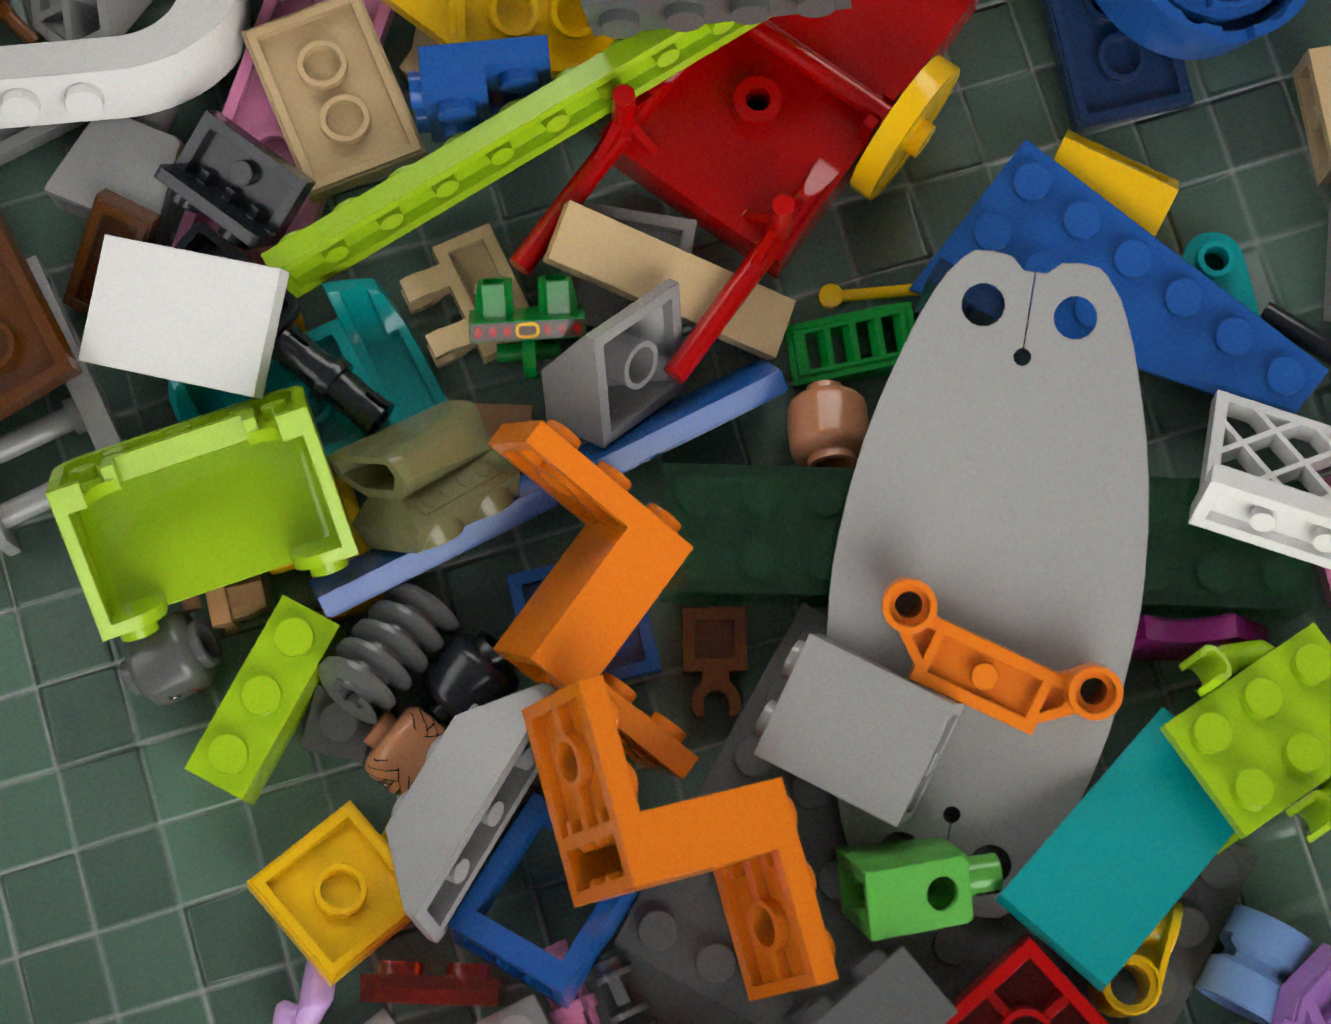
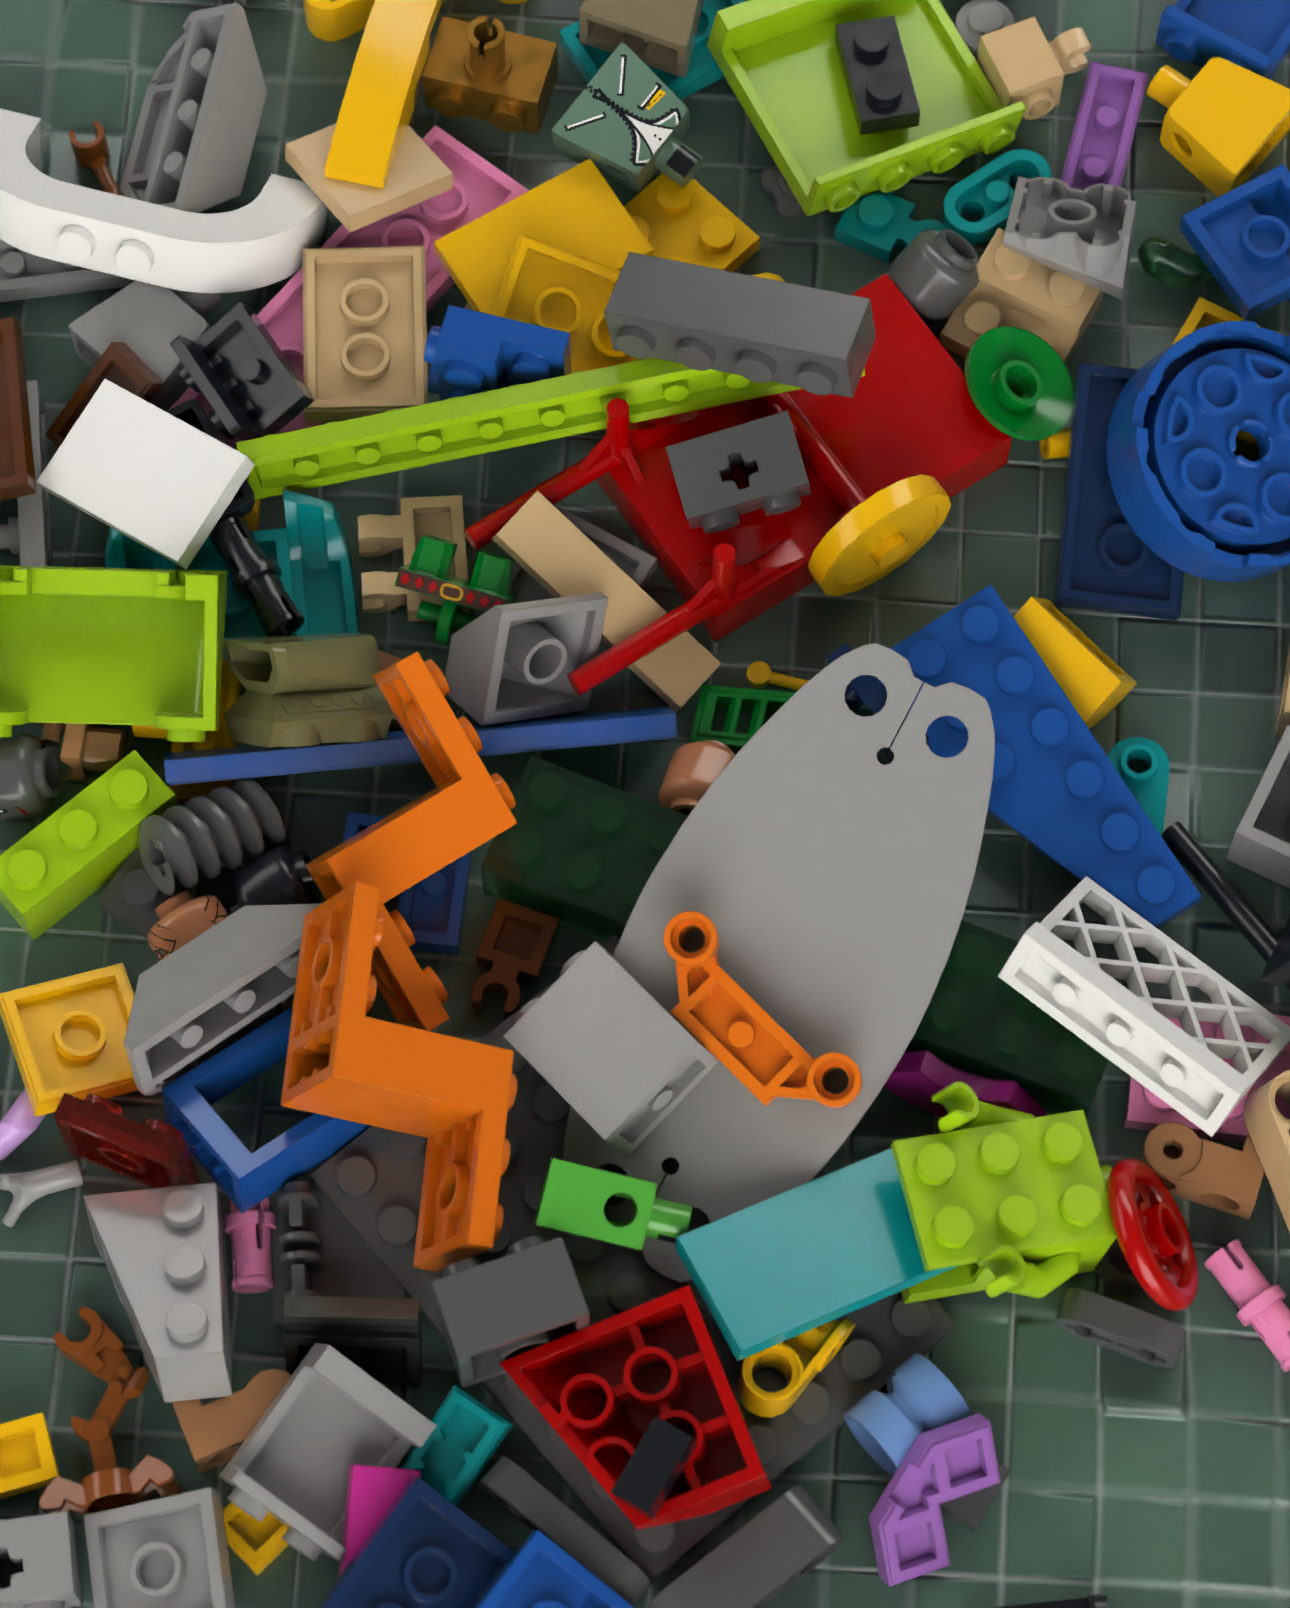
camera: 25 degrees right, 10 degrees down
(775, 81) = (708, 460): none -> dark grey brick

